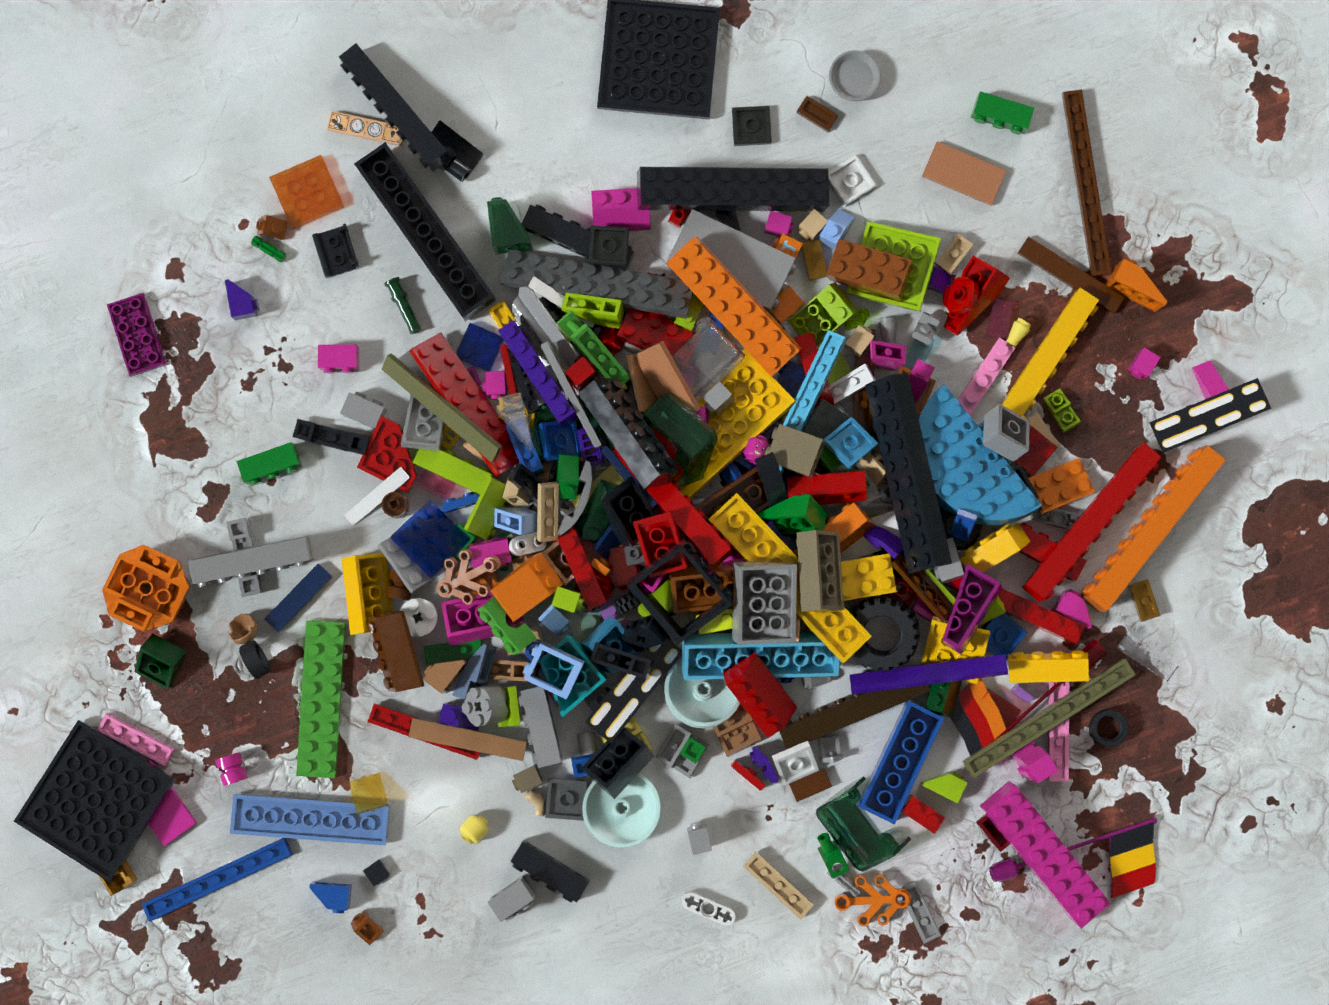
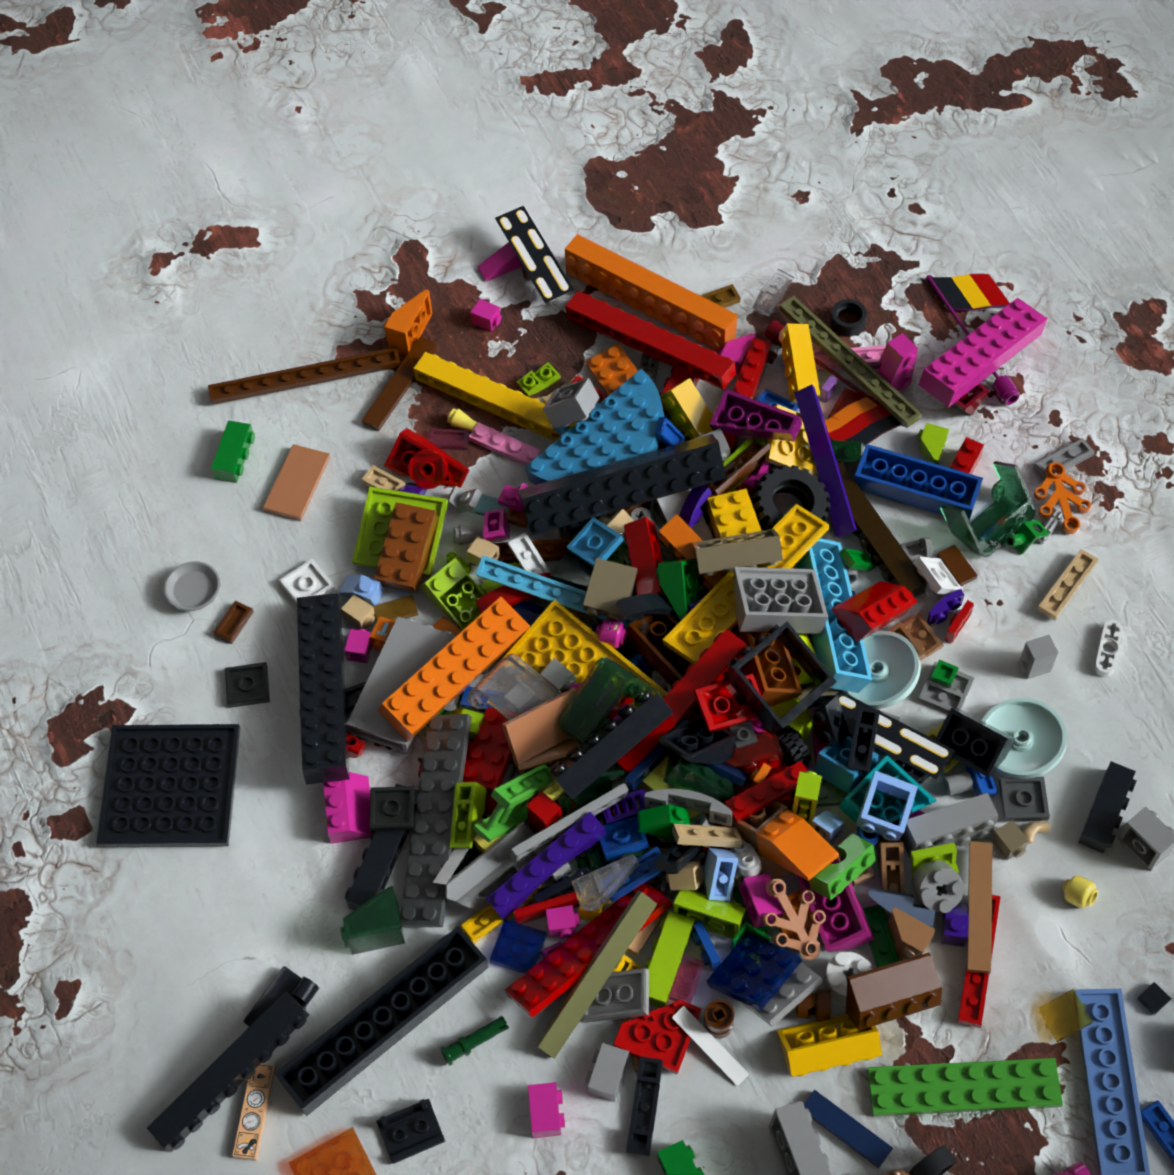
camera: 90 degrees left, 25 degrees down
(820, 689) = (857, 559): none -> green tile

